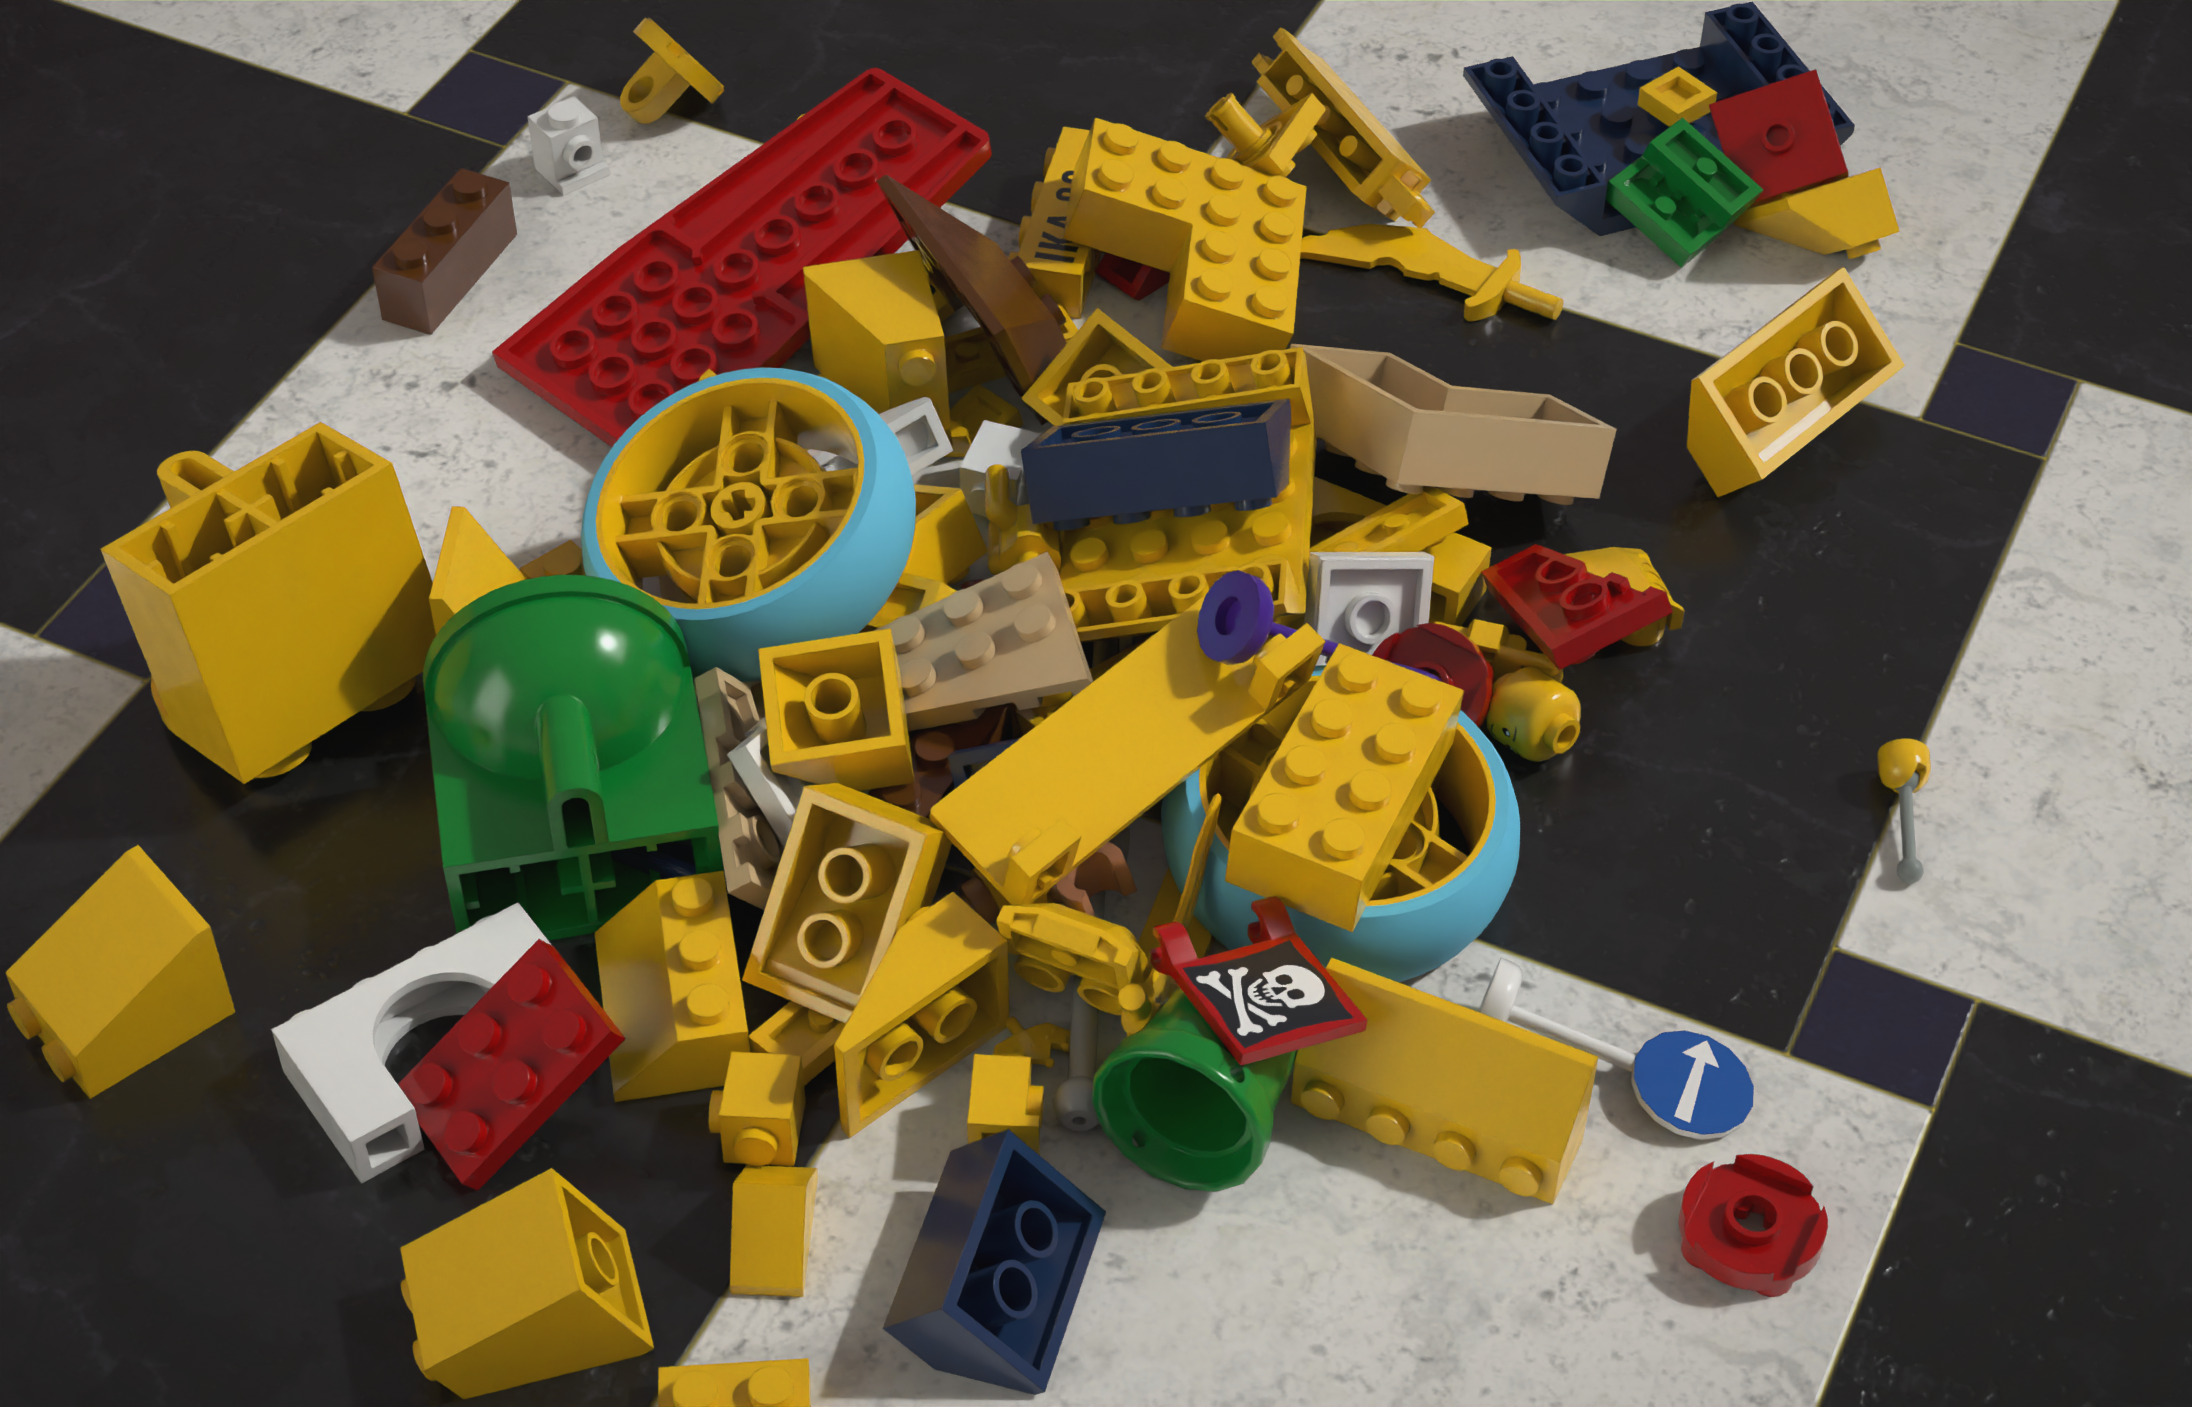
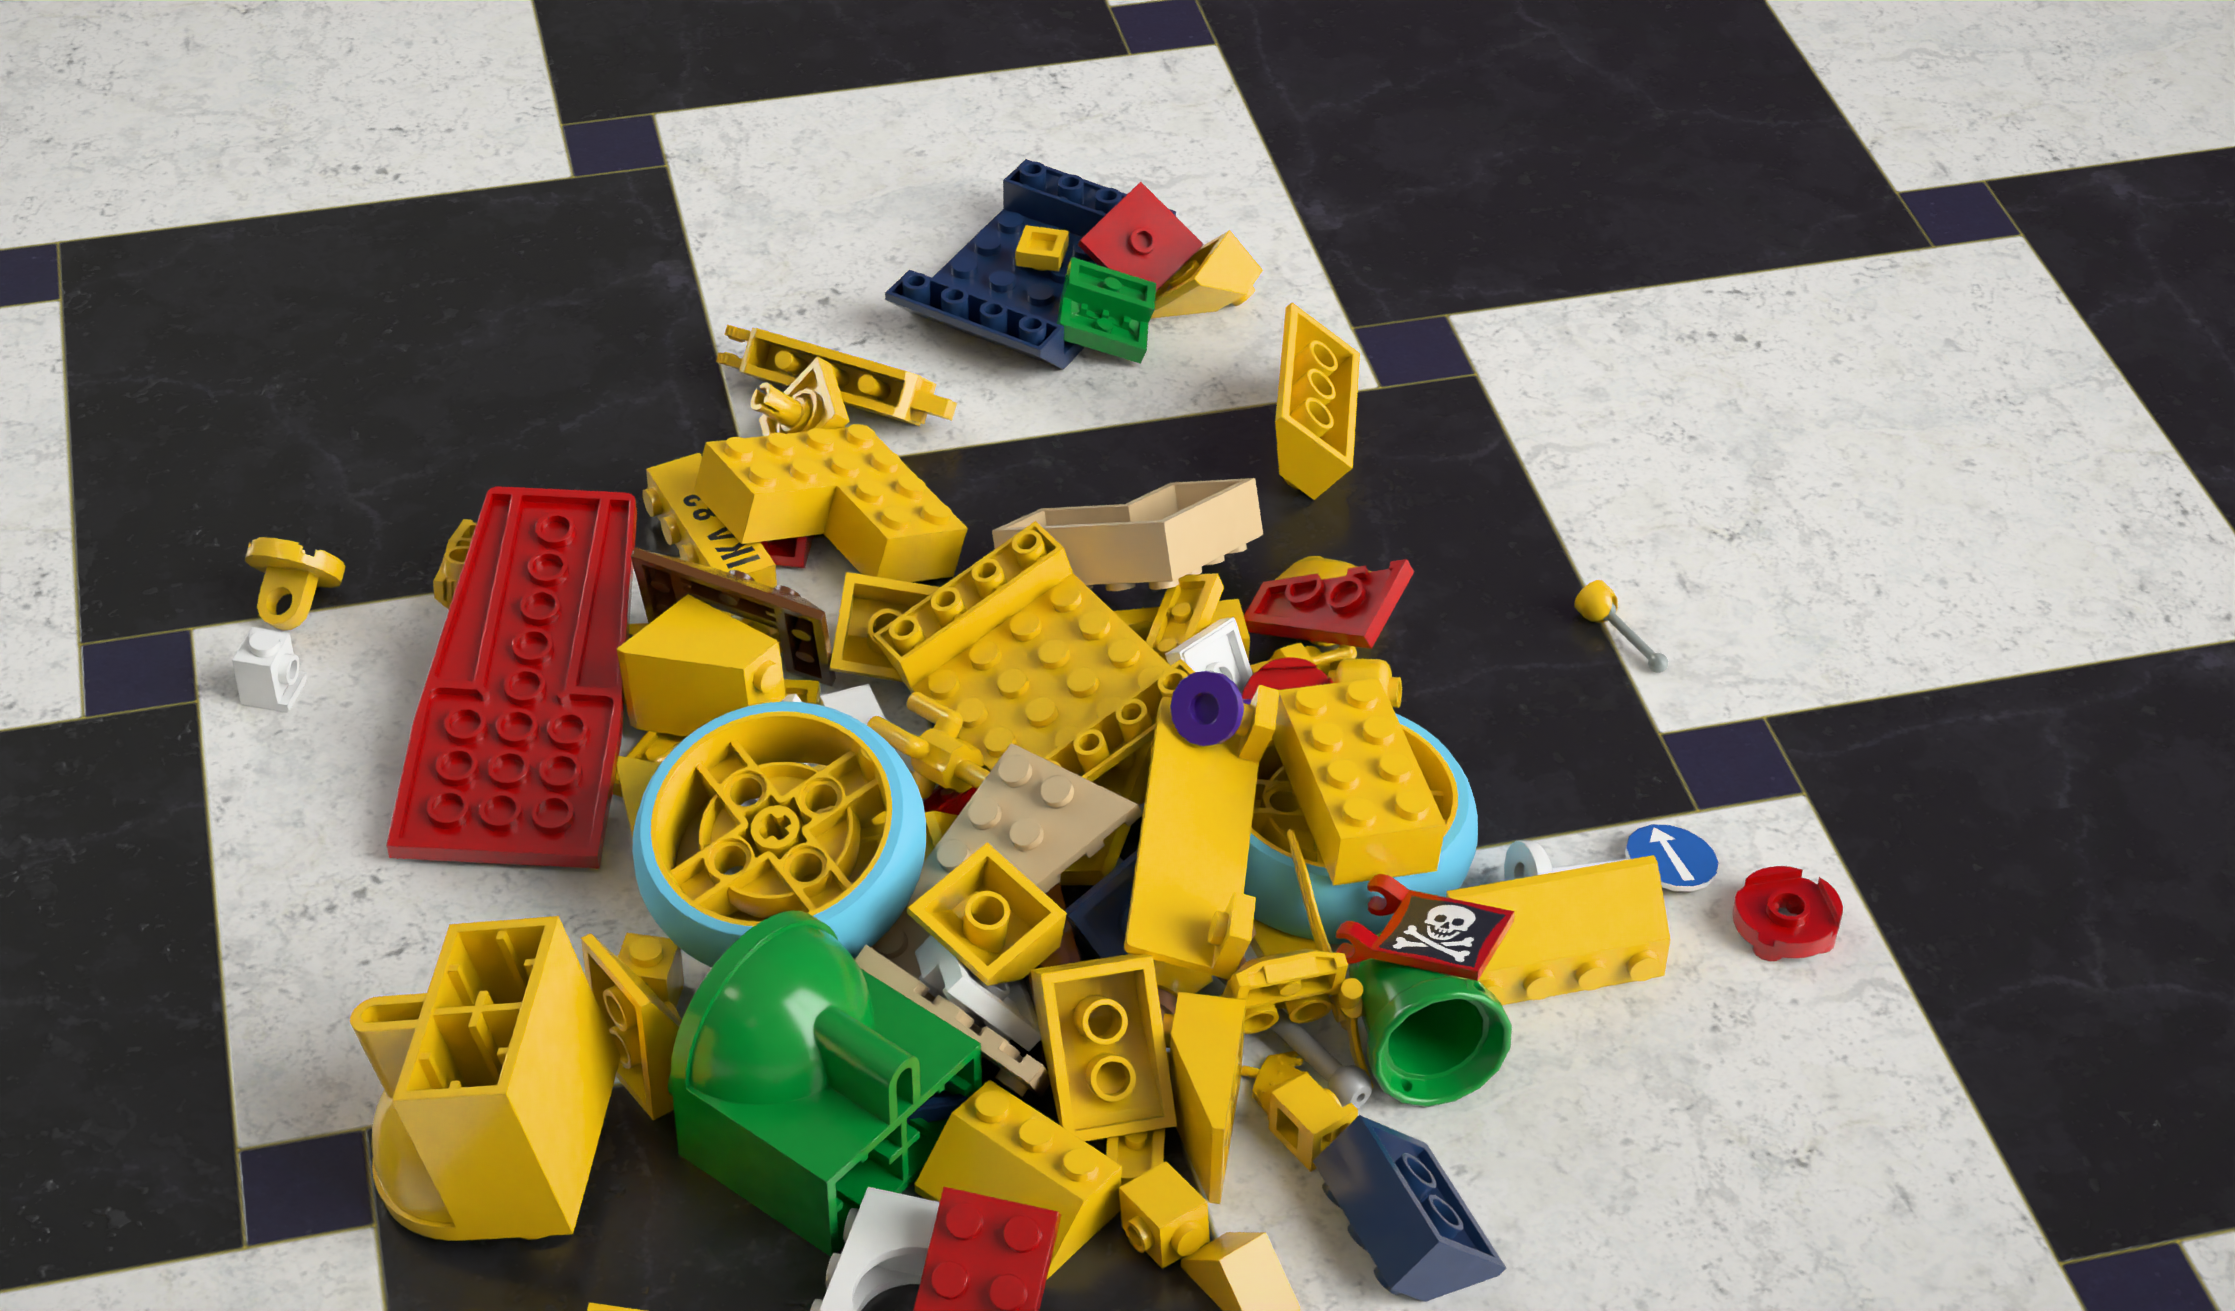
camera: 40 degrees left, 5 degrees down
(445, 251) = (262, 794): reddish brown brick -> none
(1159, 464) = (1011, 648): dark blue slope -> none
(1430, 258) = (974, 439): yellow sword -> none

